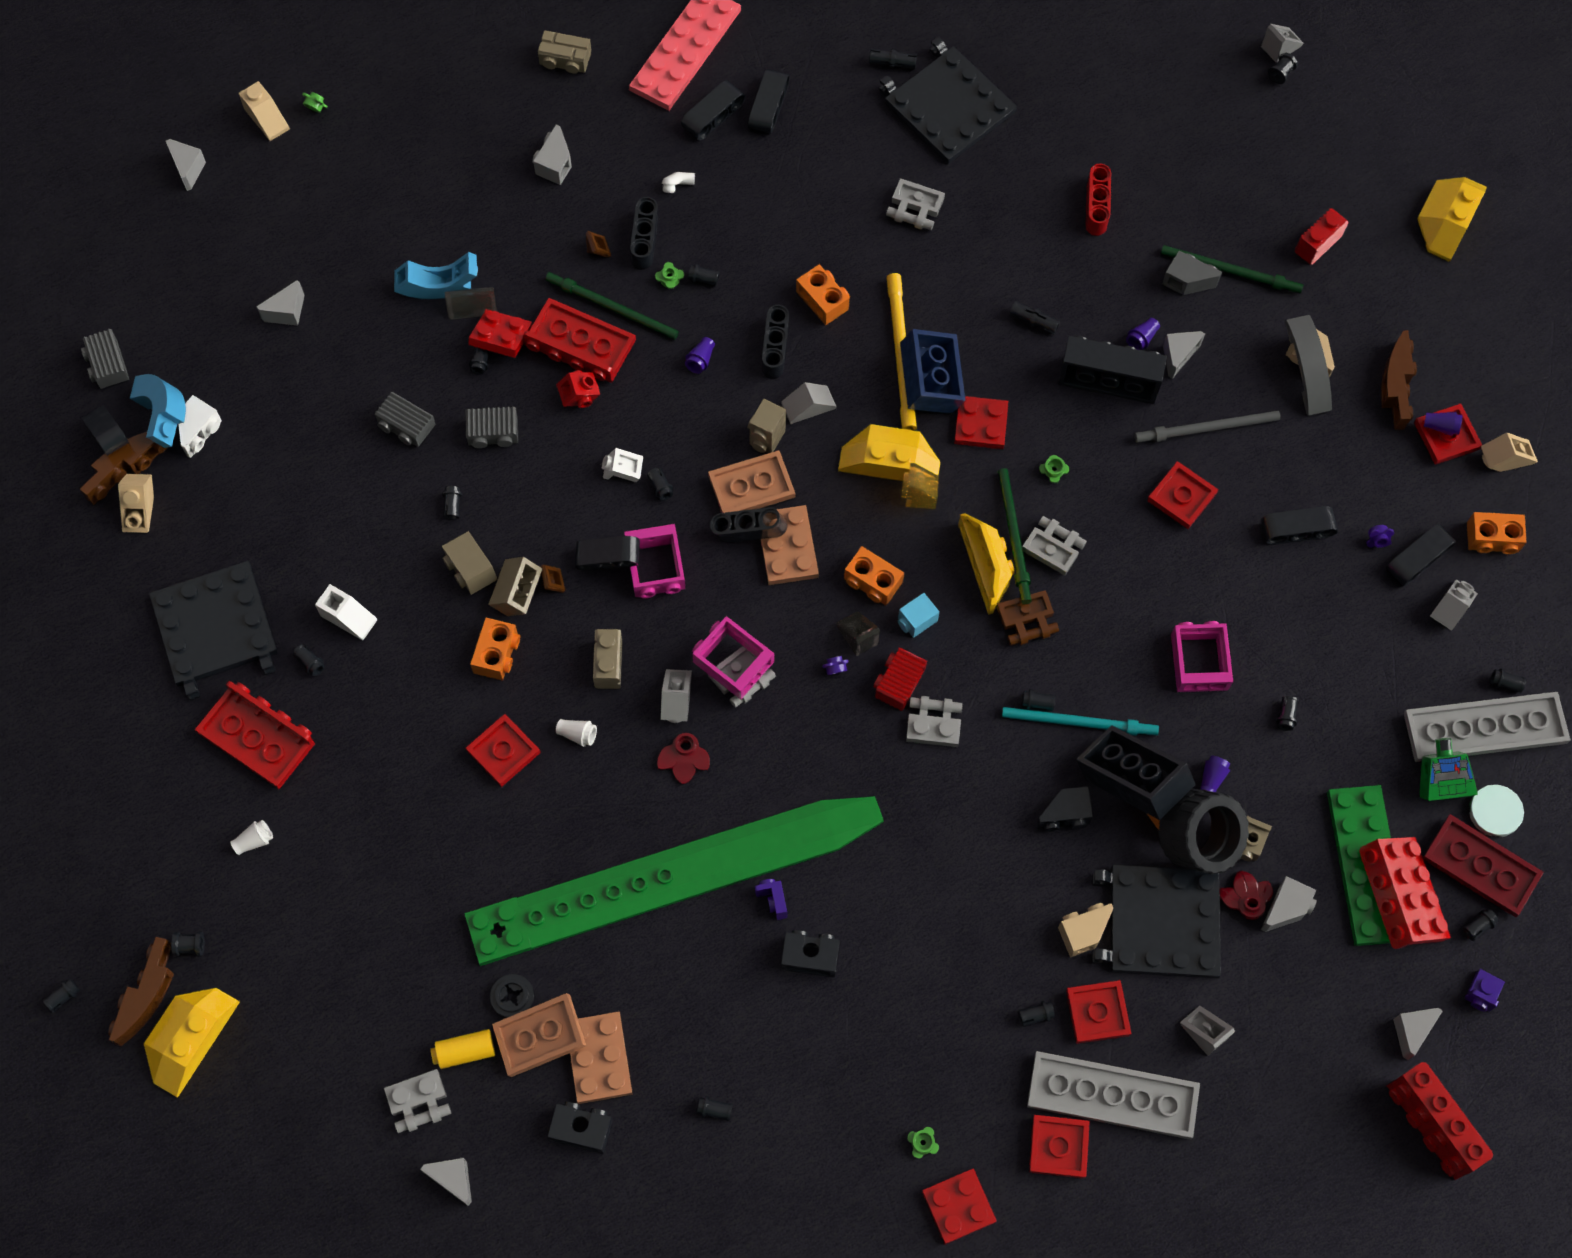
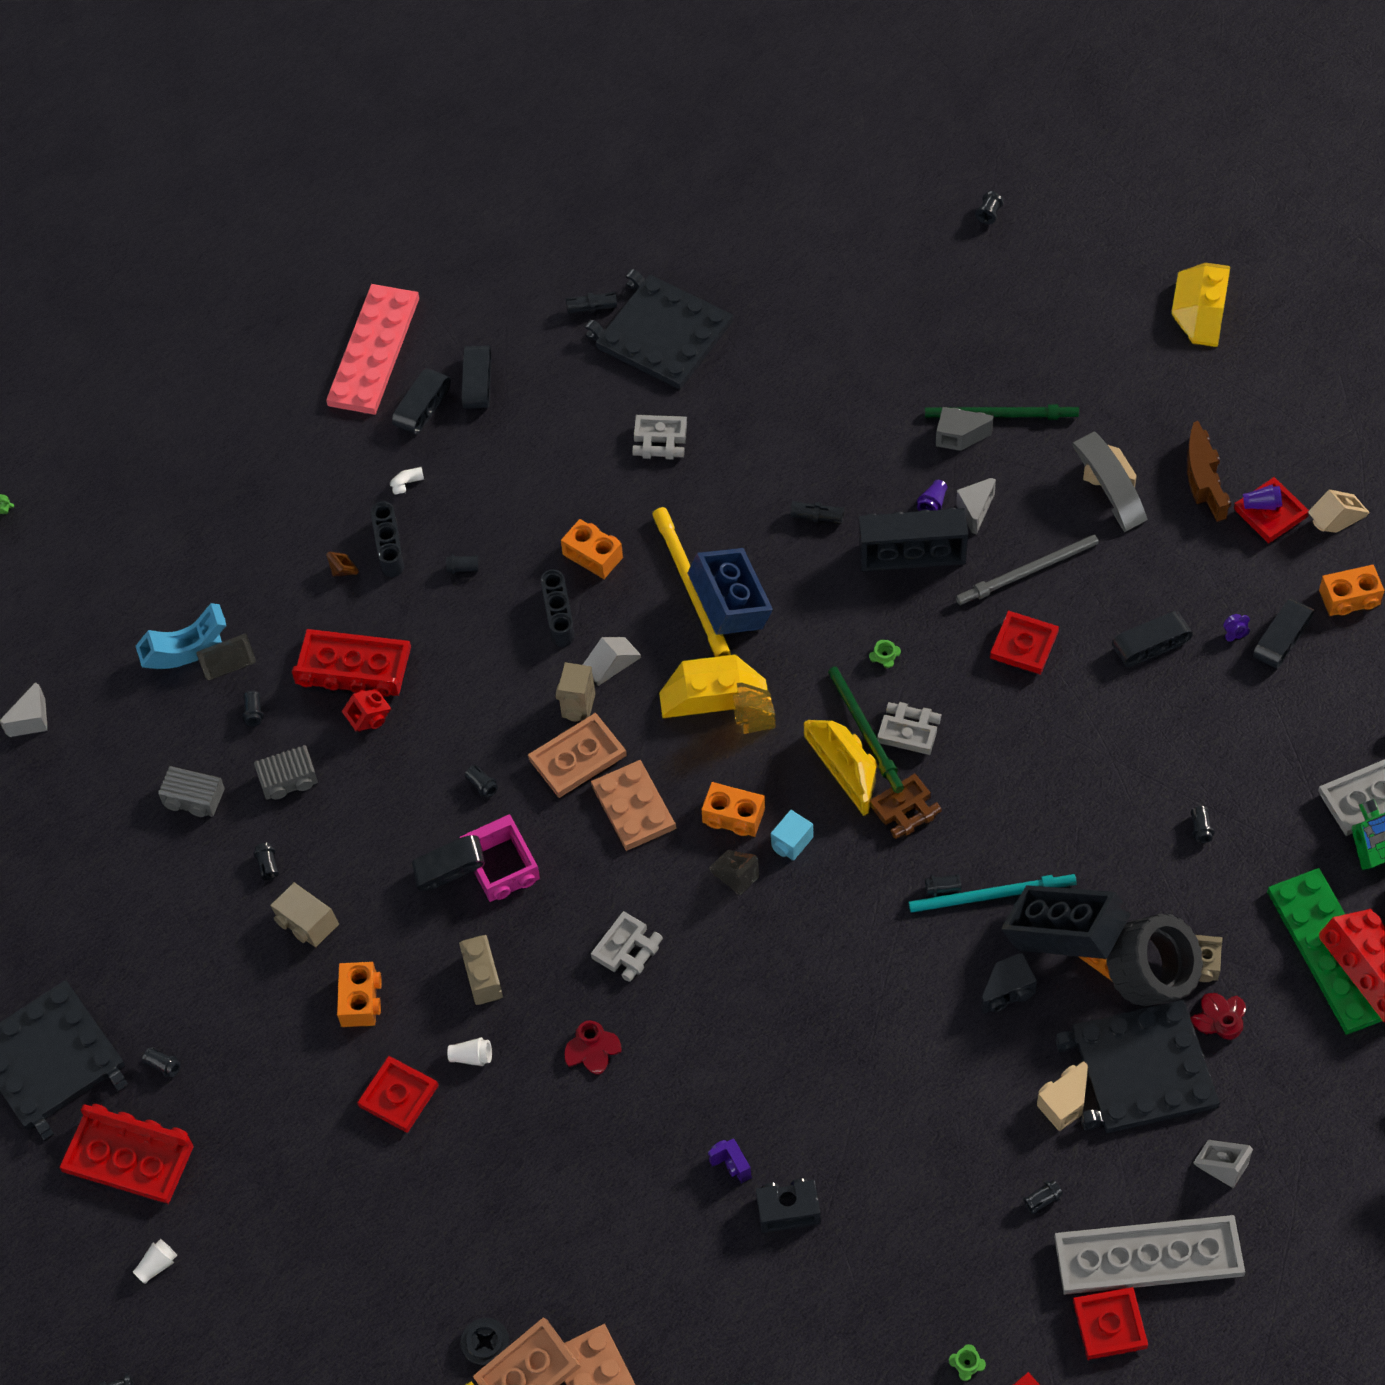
camera: 10 degrees left, 10 degrees down
(345, 612) = (186, 1001): white slope -> none
(499, 333) = (266, 678): red plate -> none
(515, 586) = (360, 924): dark tan brick -> none
(552, 578) = (396, 907): reddish brown slope -> none
(553, 159) = (270, 491): light grey slope -> none
(564, 52) = (249, 385): dark tan brick -> none
(570, 286) = (325, 613): dark green bar -> none
(623, 465) = (436, 772): white bracket -> none
(669, 282) = (426, 580): bright green plate -> none
(669, 876) = (612, 1173): green wedge -> none
(676, 695) = (564, 987): light grey slope -> none
(699, 357) = (483, 644): dark purple cone -> none
(739, 519) = (600, 794): black beam -> none
(753, 673) = (638, 941): dark pink window -> none
(835, 665) = (722, 909): dark purple plate -> none
(900, 678) = (793, 903): red brick -> none
(932, 729) = (844, 944): light grey plate -> none
(981, 422) = (796, 629): red plate -> none
(1098, 190) = (845, 381): red beam -> none
(1098, 1011) = (1106, 1175): red plate -> none
(1202, 681) = (1104, 817): dark pink window -> none
(1214, 773) = (1147, 901): dark purple cone -> none
(1279, 41) = (977, 182): light grey slope -> none
(1289, 904) = (1266, 1011): light grey slope -> none
(1321, 236) = (1081, 356): red brick -> none
(1454, 604) = (1333, 671): light grey slope -> none

